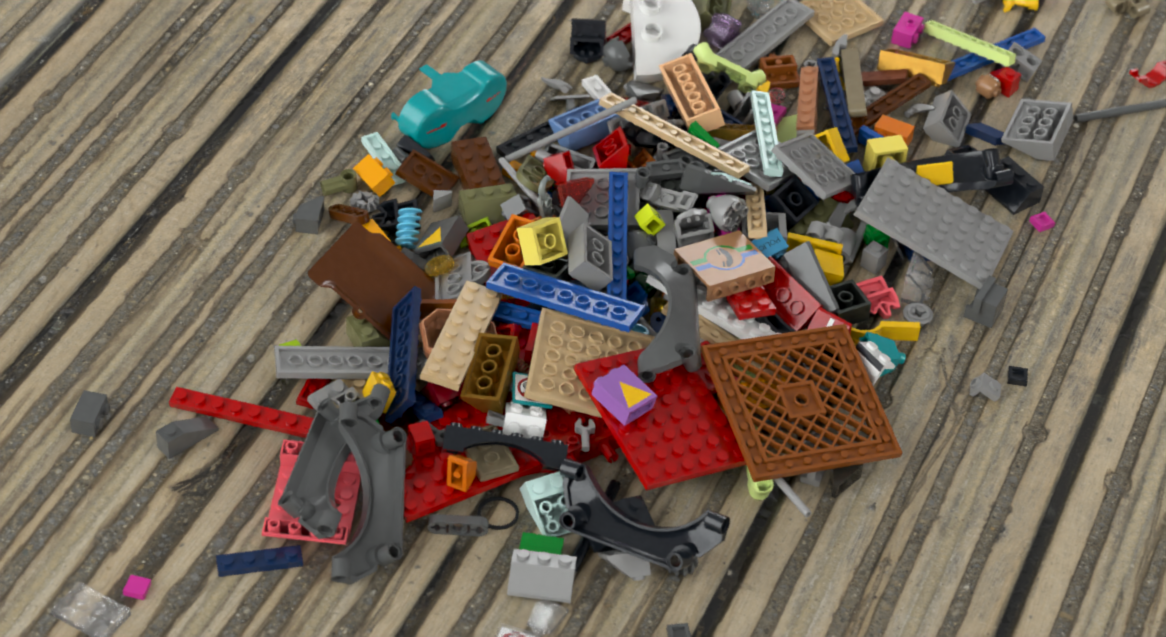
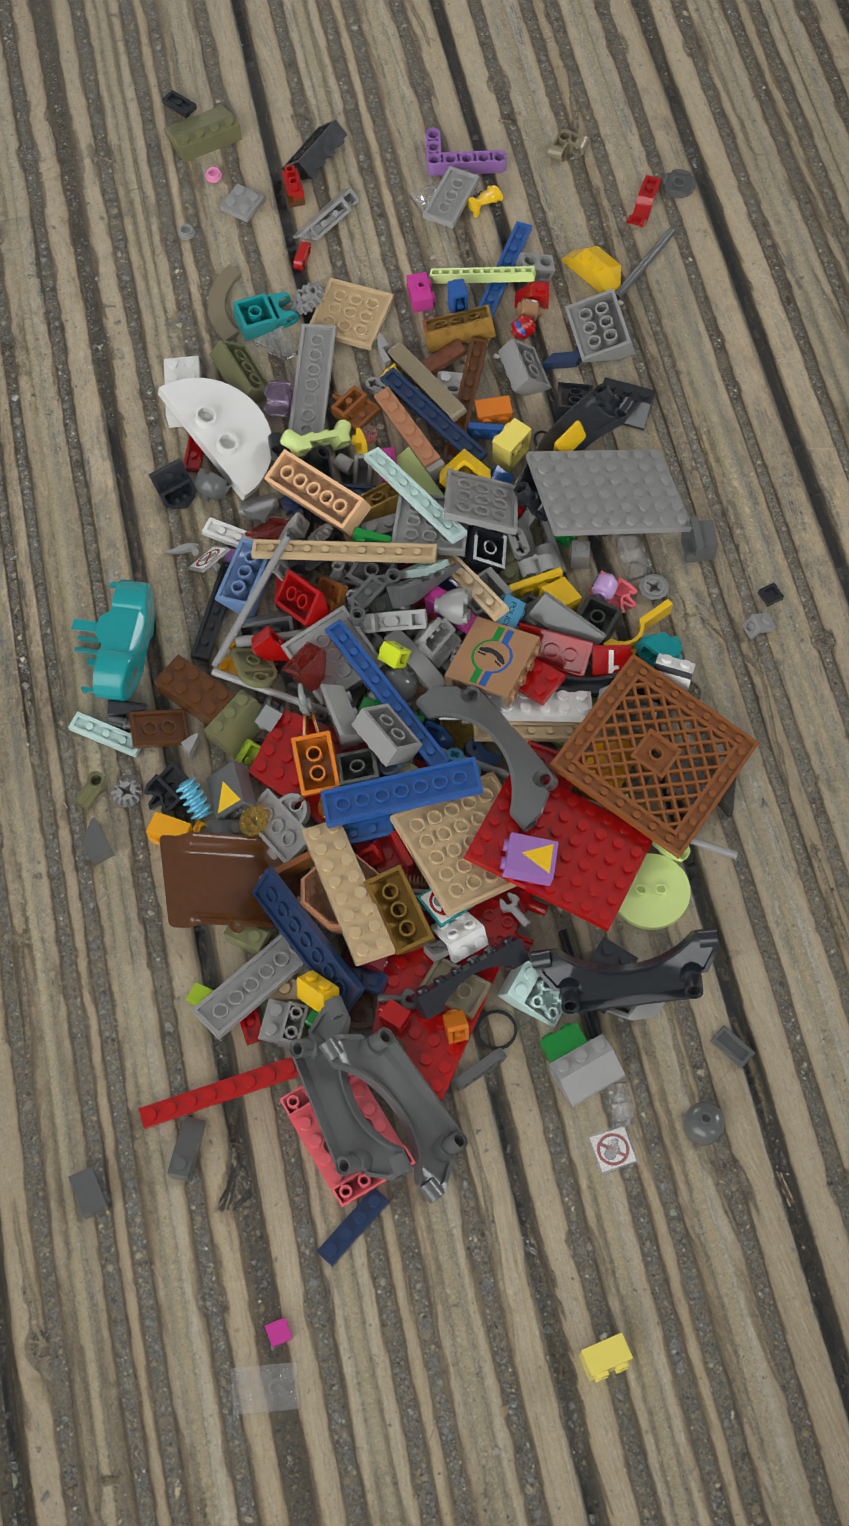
camera: 30 degrees left, 20 degrees up
(348, 214) = (137, 823): reddish brown beam -> none
(373, 174) = (115, 761): light orange brick -> none
(542, 241) = (343, 752): light yellow brick -> none
(716, 492) = (657, 894): none -> yellowish green plate
(822, 213) = (523, 543): none -> light grey beam
(871, 282) = (604, 586): none -> lavender head
(918, 108) = (493, 371): light grey bar -> none
(934, 42) = (457, 295): none -> blue brick
(971, 93) = (523, 327): none -> red head
(1042, 221) = (671, 423): dark pink tile -> none
(1076, 89) = (595, 267): none -> yellow wedge

